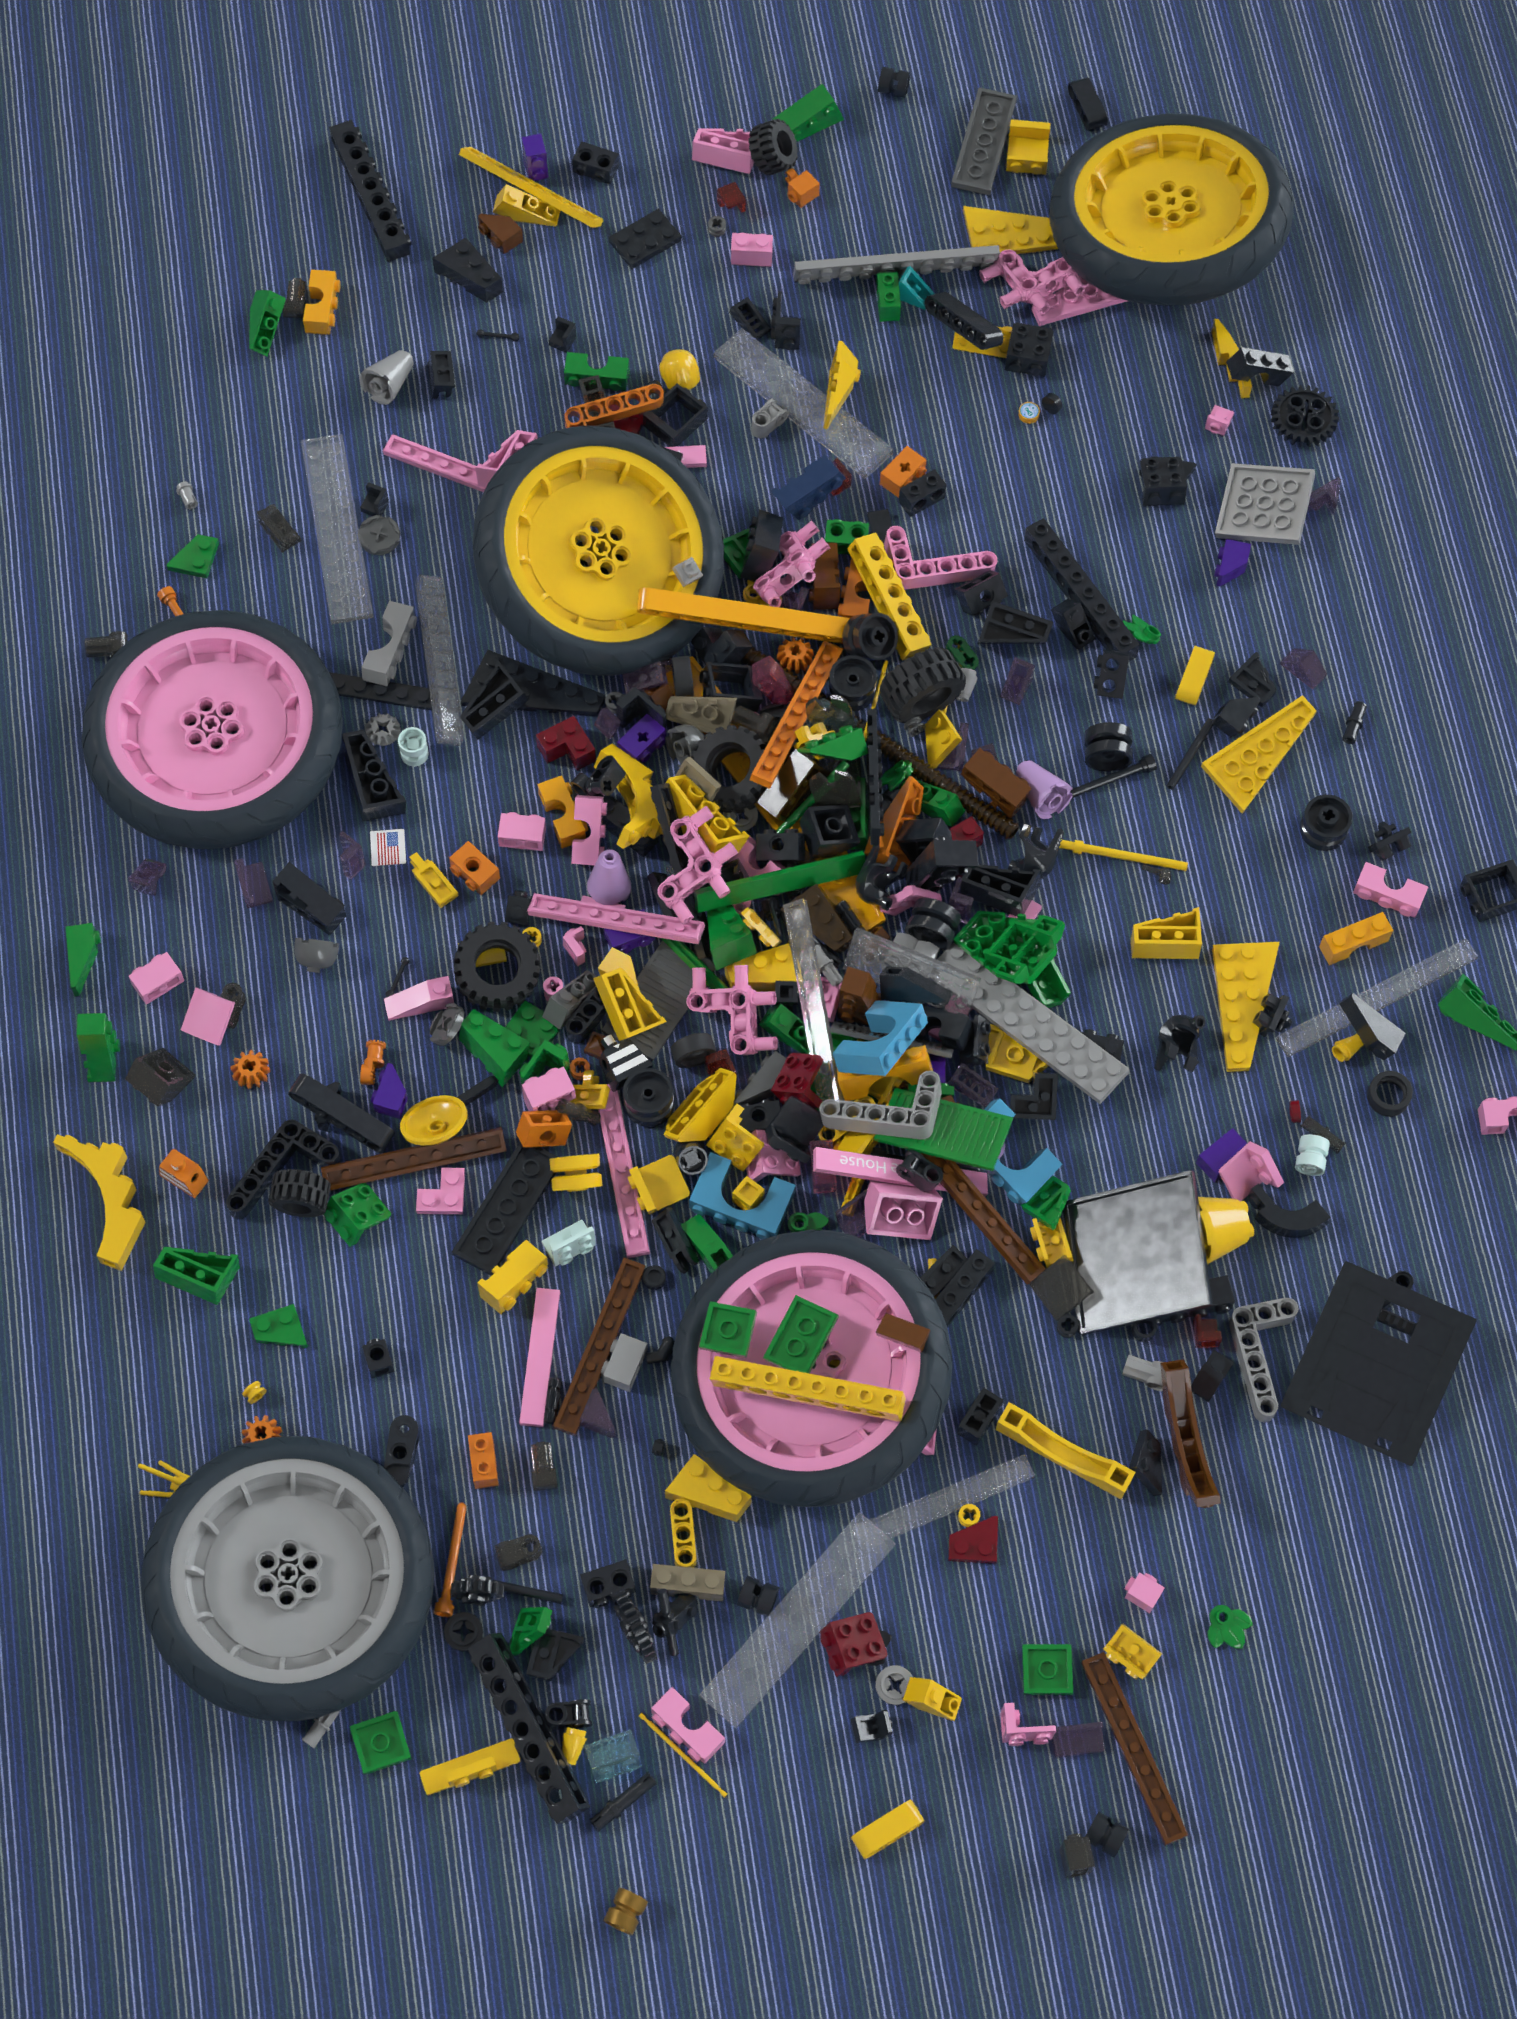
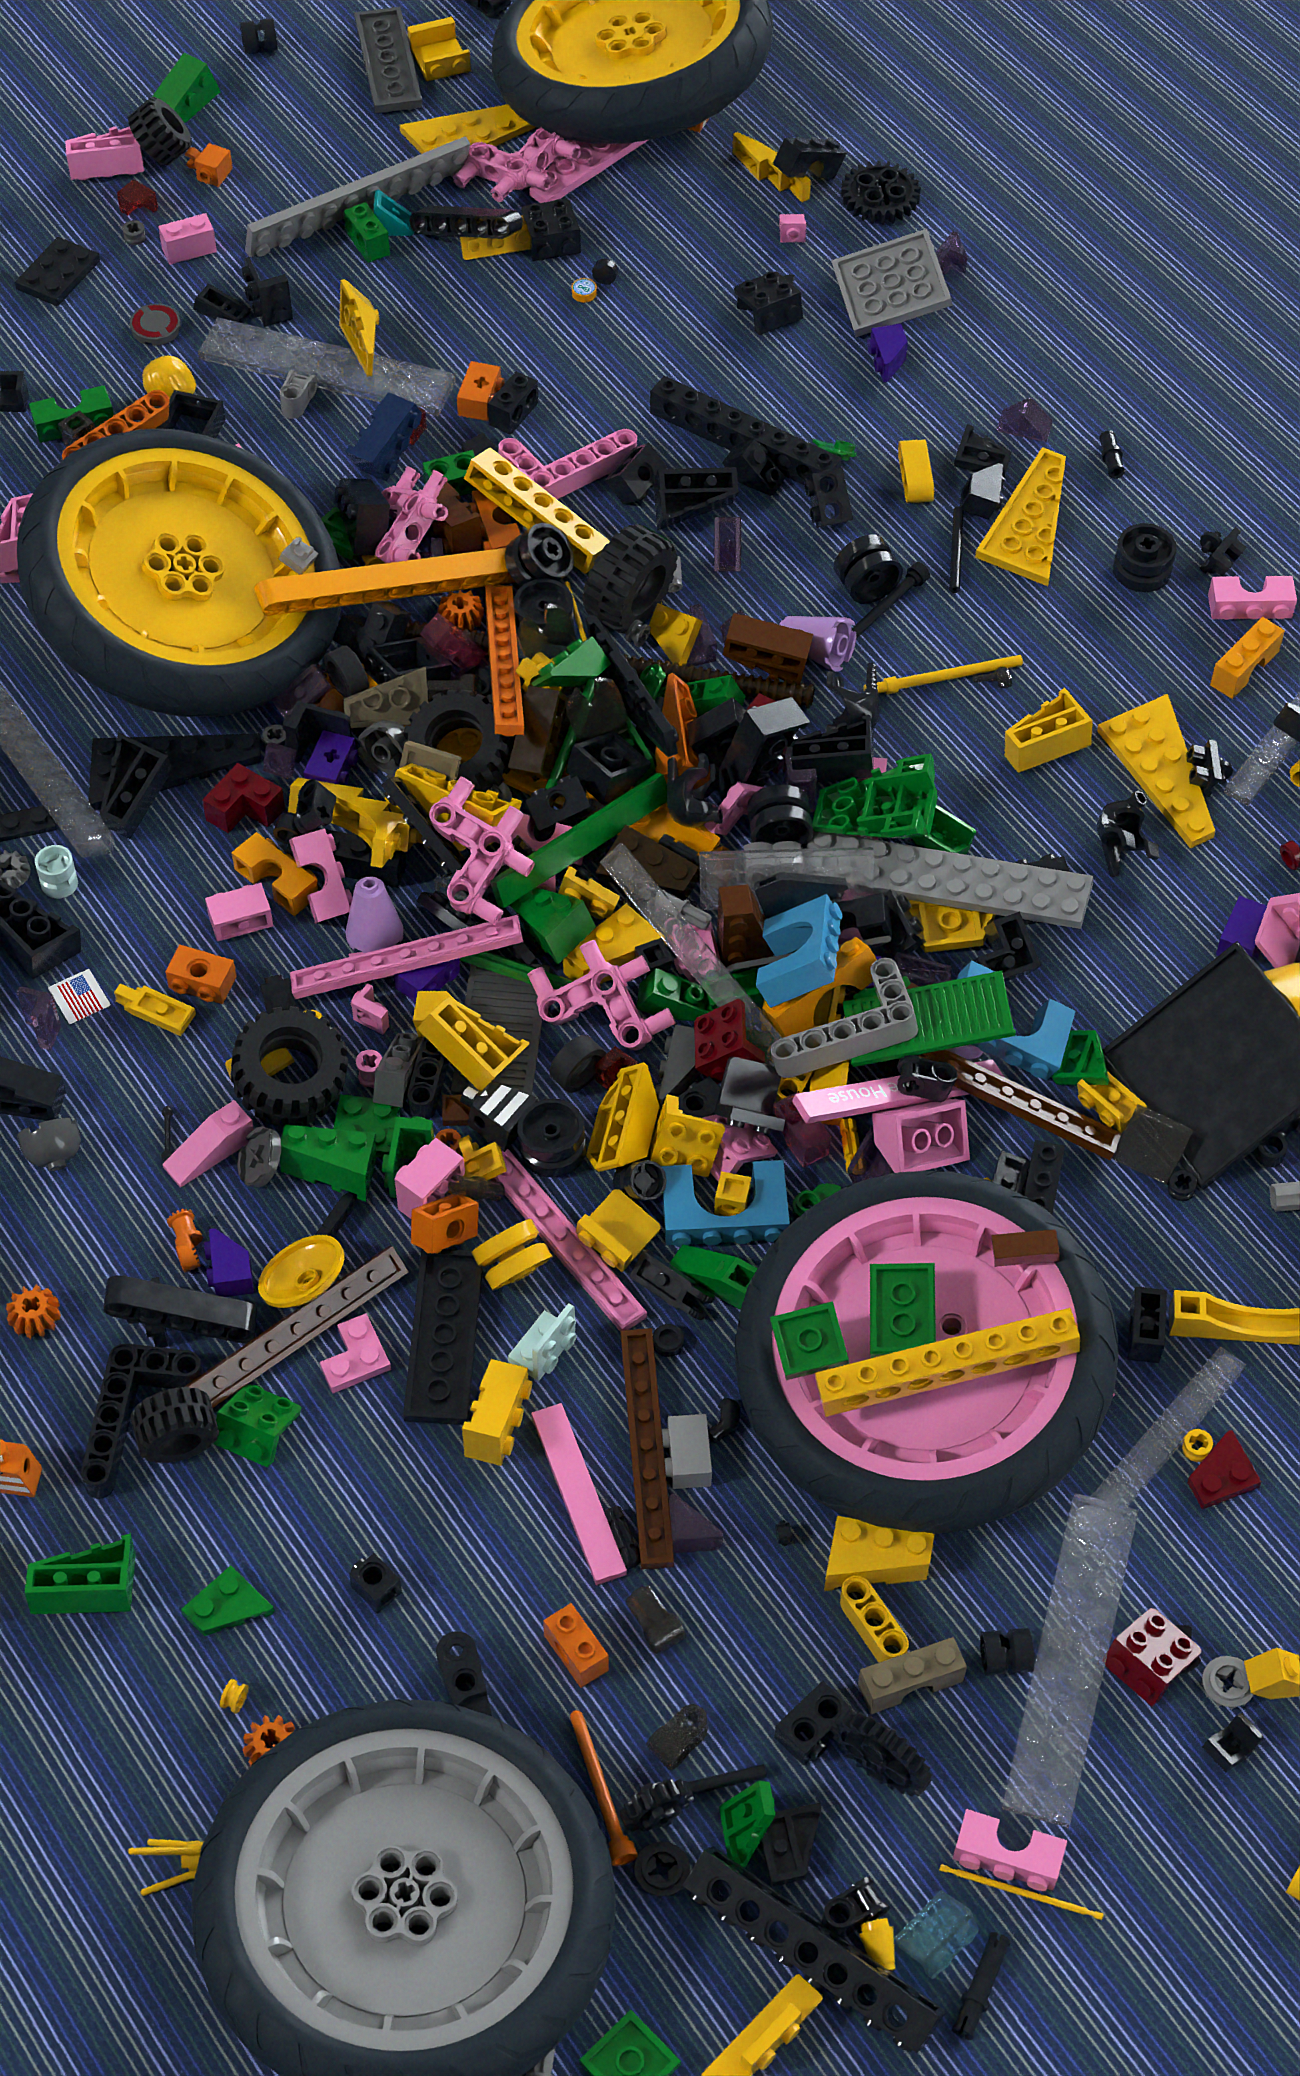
camera: 25 degrees left, 10 degrees down
(673, 1617) = (920, 1723): black piece -> none
(694, 315) = (155, 324): none -> dark grey tile

